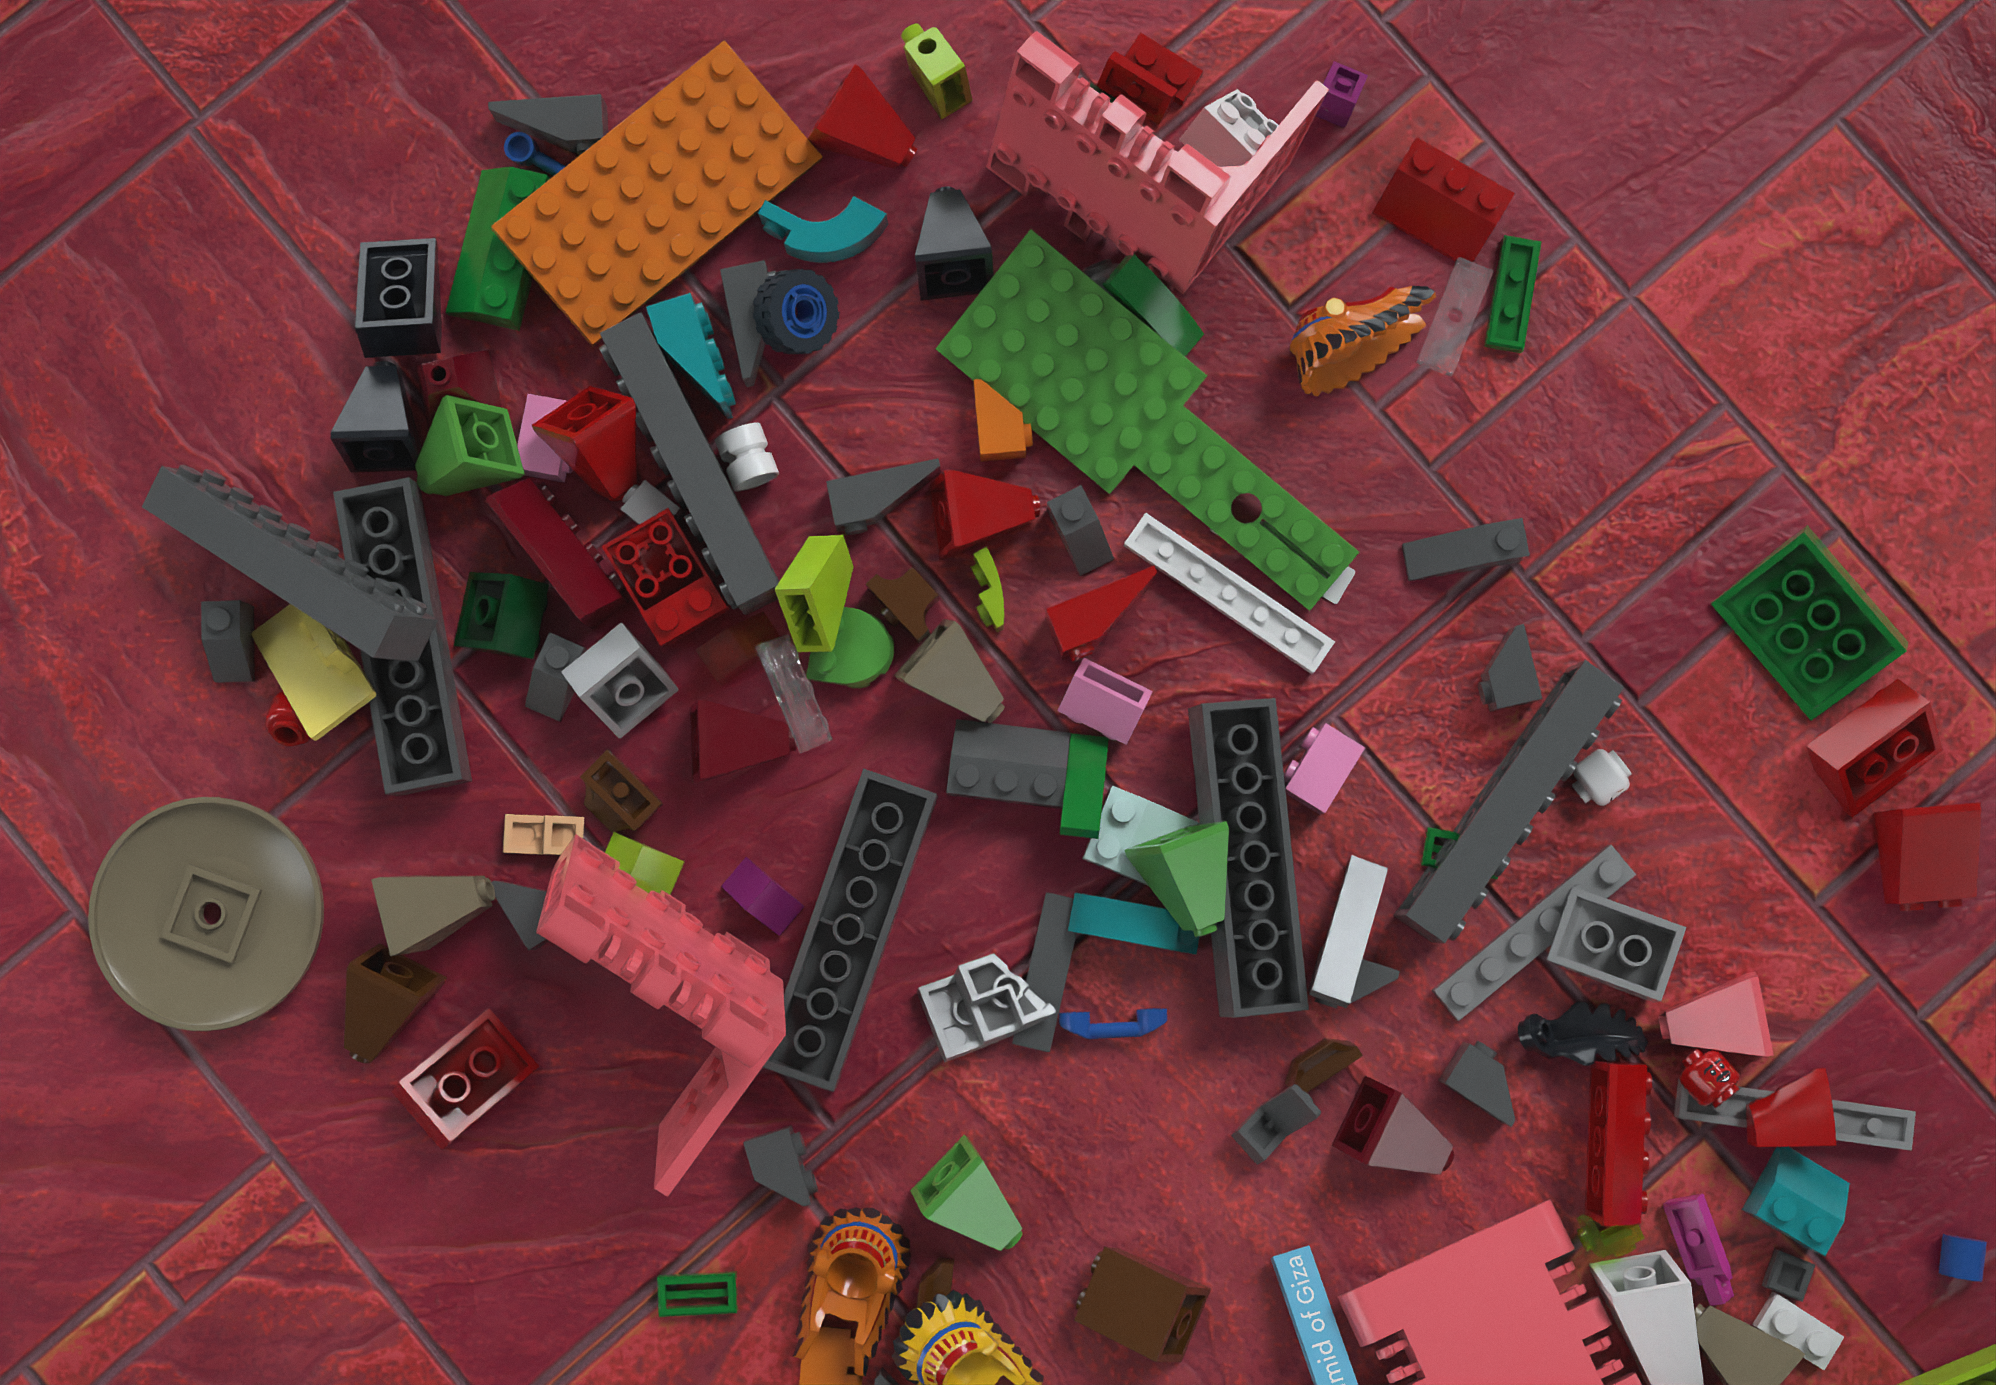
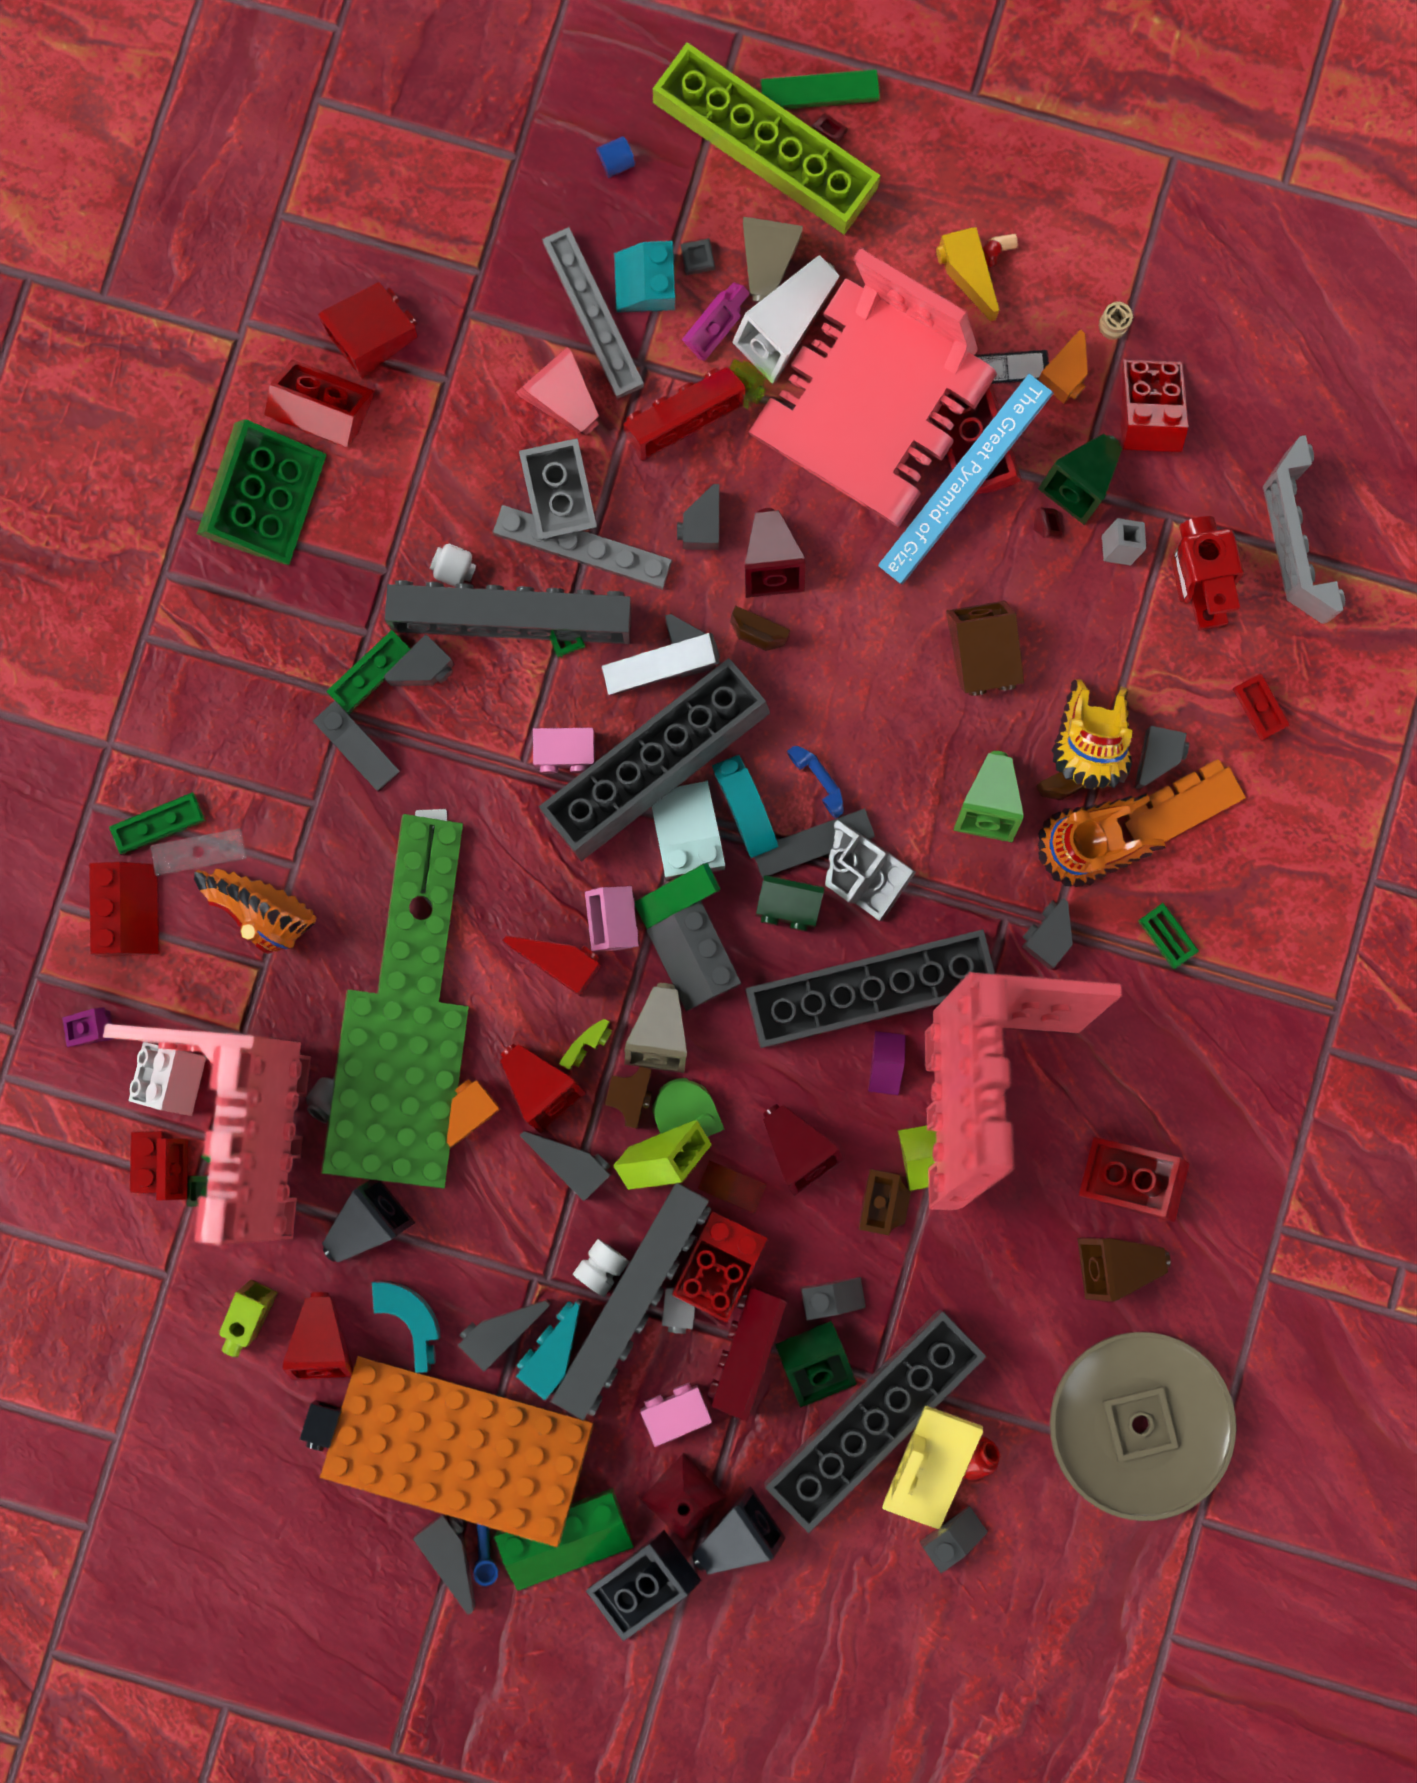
camera: 130 degrees left, 0 degrees up
(291, 563) = (876, 1526): dark grey brick -> none
(427, 908) = (1039, 1277): dark tan slope -> none
(467, 448) = (719, 1461): bright green slope -> none
(523, 908) = (997, 1210): dark grey slope -> none
(540, 833) = (942, 1237): light nougat slope -> none
(595, 439) = (655, 1378): red slope -> none
(619, 680) = (808, 1250): light grey brick -> none
(776, 311) = (480, 1299): black wheel -> none
(778, 76) = (320, 1425): none -> black brick
(794, 693) = (739, 1129): clear tile -> none
(998, 900) = (789, 903): none -> dark green slope
(1080, 530) = (506, 1009): dark grey slope -> none
(1153, 303) = (320, 1058): green slope -> none
(1187, 873) = (691, 790): bright green slope -> none
(1229, 593) = (485, 884): white plate -> none
(1274, 1122) = (814, 636): dark grey bracket -> none
(1538, 612) = (368, 672): none -> green plate
(1583, 1034) = (629, 475): black plant -> none
(1709, 1077) = (606, 379): red head -> none
(1794, 1114) = (595, 312): red slope -> none
(1798, 1329) = (728, 230): white plate -> none

